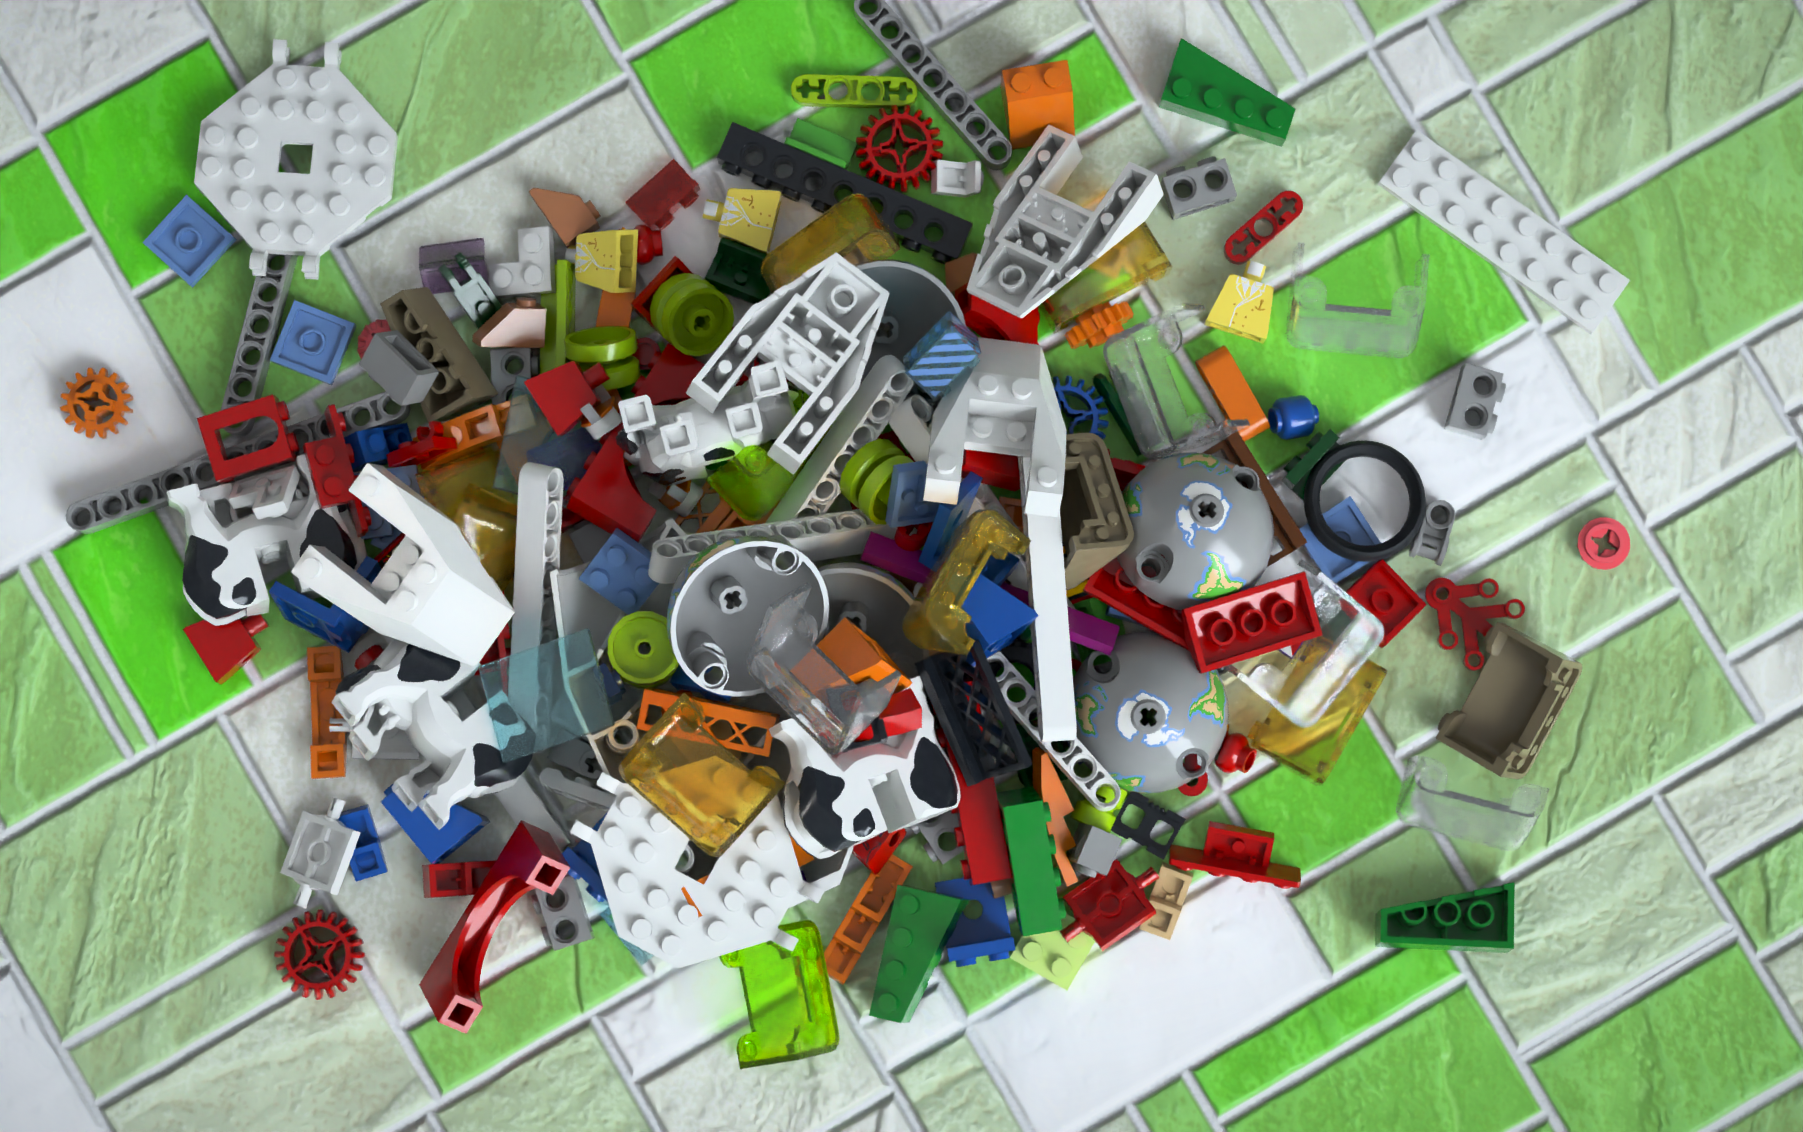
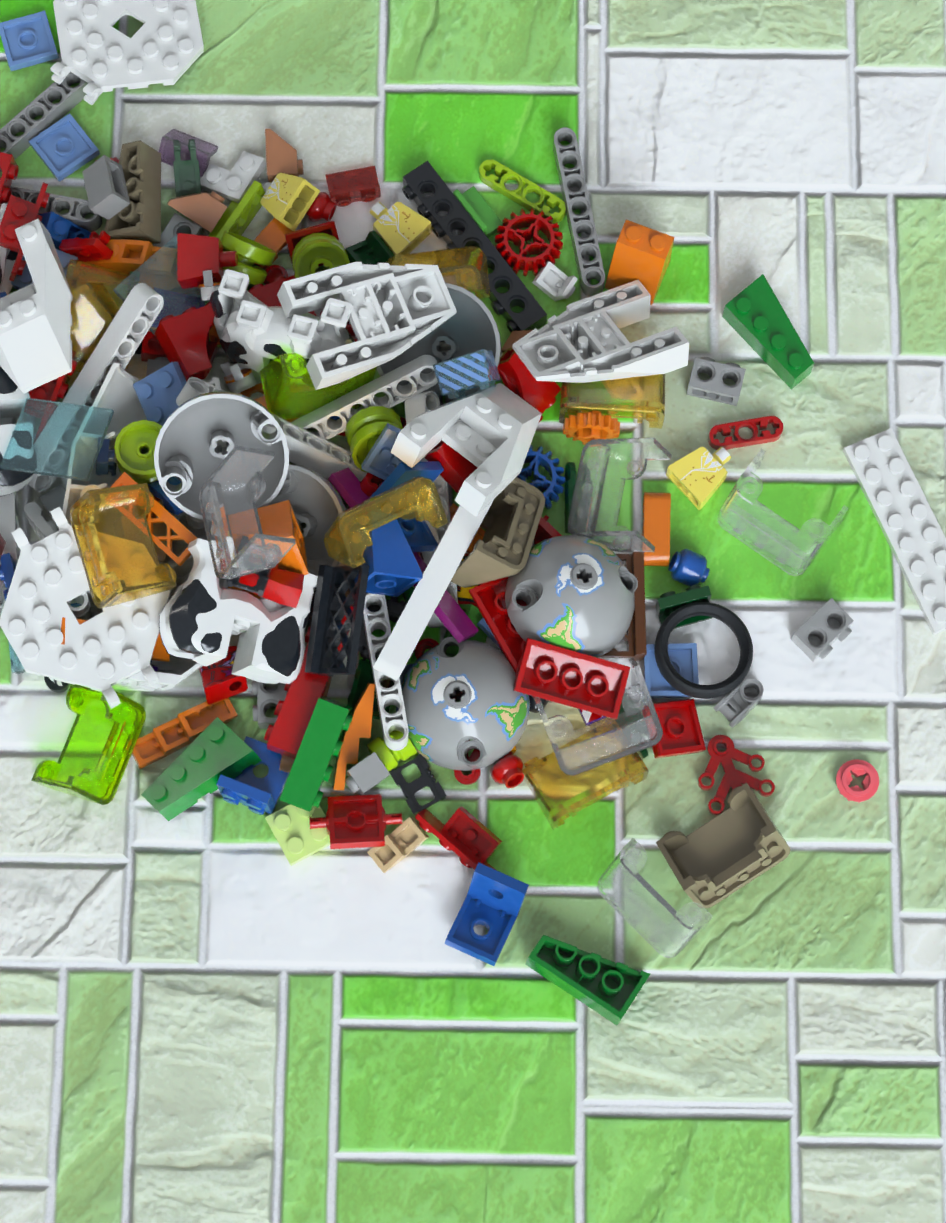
camera: 30 degrees right, 10 degrees down
(1308, 906) = (491, 902): none -> blue bracket

